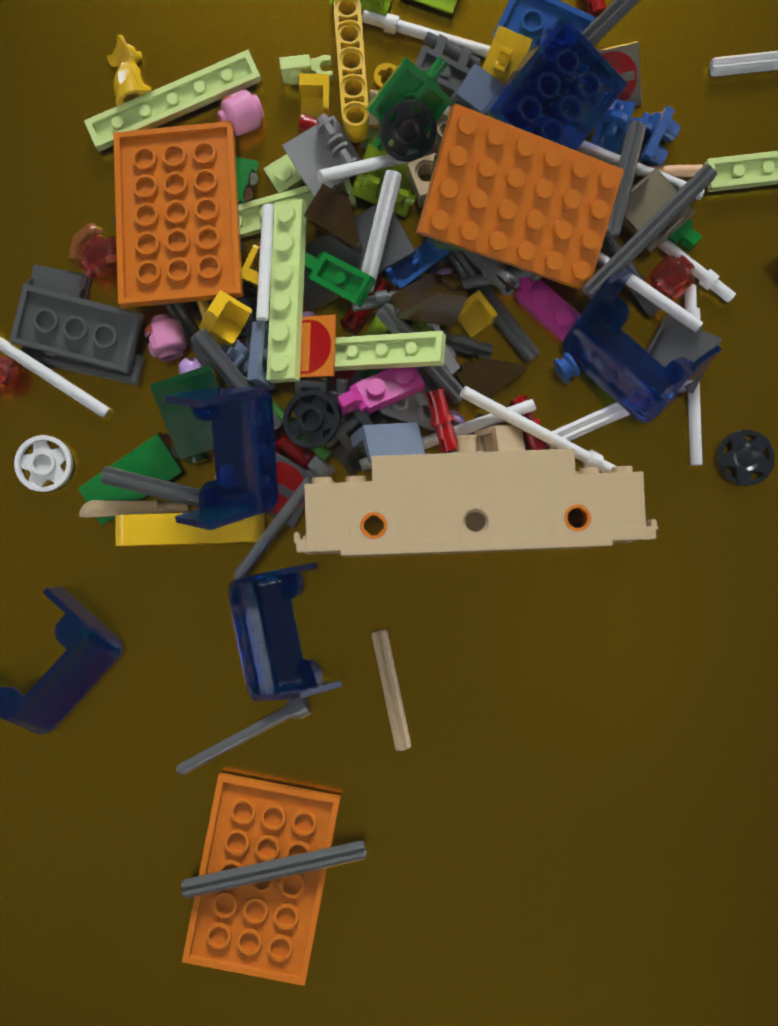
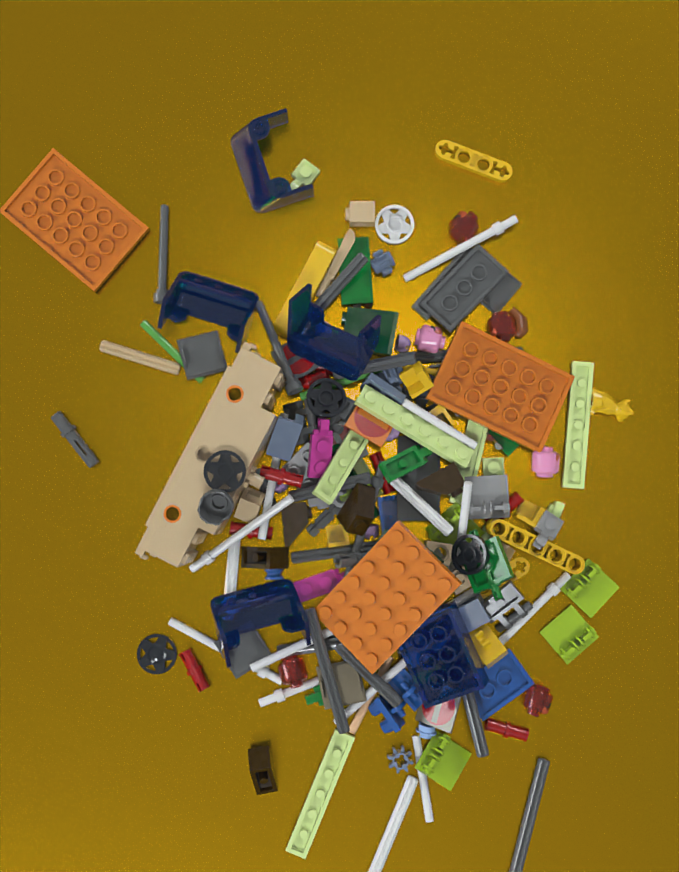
camera: 120 degrees right, 0 degrees up
(39, 613) = (304, 174): none -> yellowish green plate
(51, 511) = (361, 214): none -> tan brick
(99, 449) = (382, 262): none -> sand blue gear
(273, 869) = (74, 230): dark grey axle -> none
(321, 56) = (548, 528): none -> light grey plate
(344, 612) = (202, 355): none -> dark grey piece
(360, 653) = (165, 344): none -> bright green bar
(483, 478) = (225, 471): none -> black wheel
(538, 462) = (215, 507): none -> dark grey hair
(541, 713) = (69, 432): none -> dark grey pin
(553, 389) = (264, 557): none -> dark brown slope
(649, 81) = (426, 731): none -> light blue plate
(672, 41) = (443, 760): none -> lime hinge
(700, 92) = (396, 754): none -> sand blue gear
(705, 56) = (426, 800): none -> white bar
(739, 399) = (194, 670): none -> red pin

